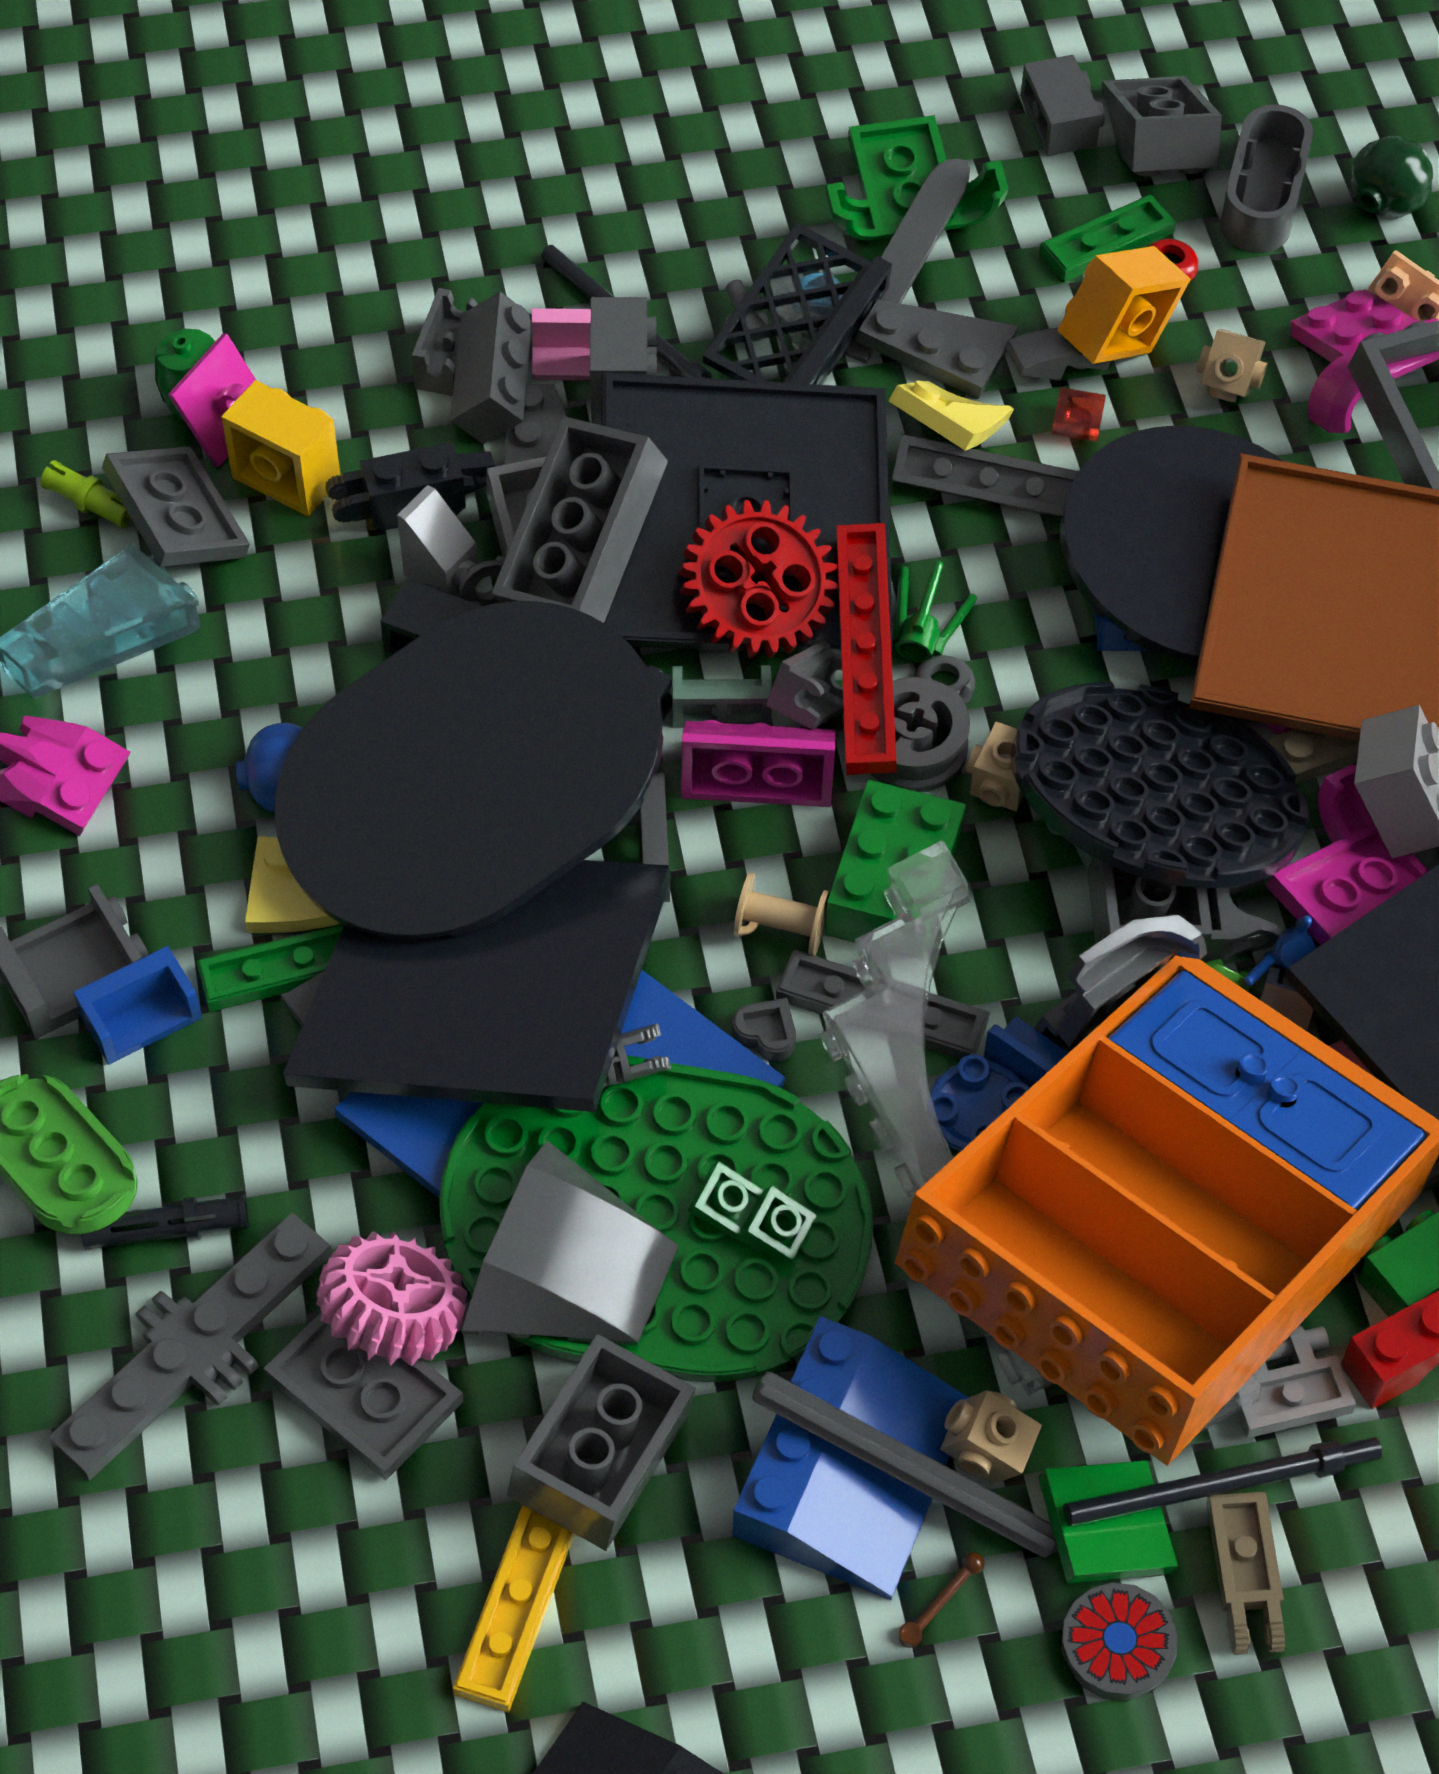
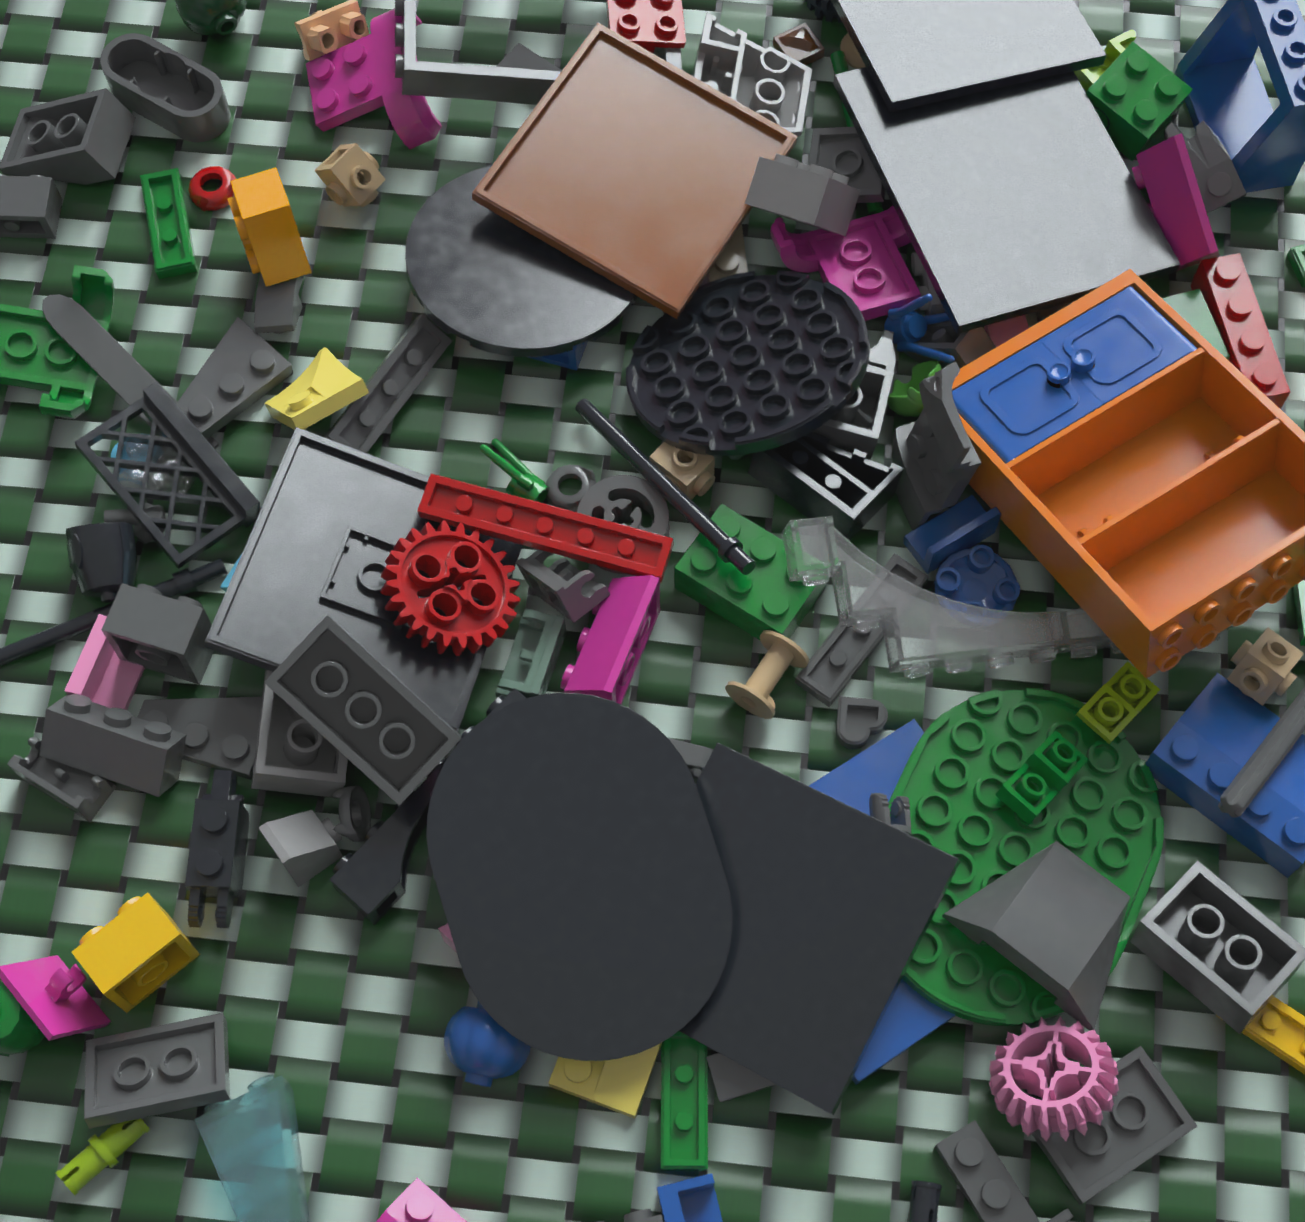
camera: 70 degrees left, 10 degrees up
(688, 297) = (102, 558): none -> black helmet
(880, 1287) = (1118, 702): none -> lime slope
(902, 811) = (728, 548): none -> black bar
(1045, 915) = (827, 481): none -> black wedge
(1078, 414) = (348, 303): clear red plate -> none

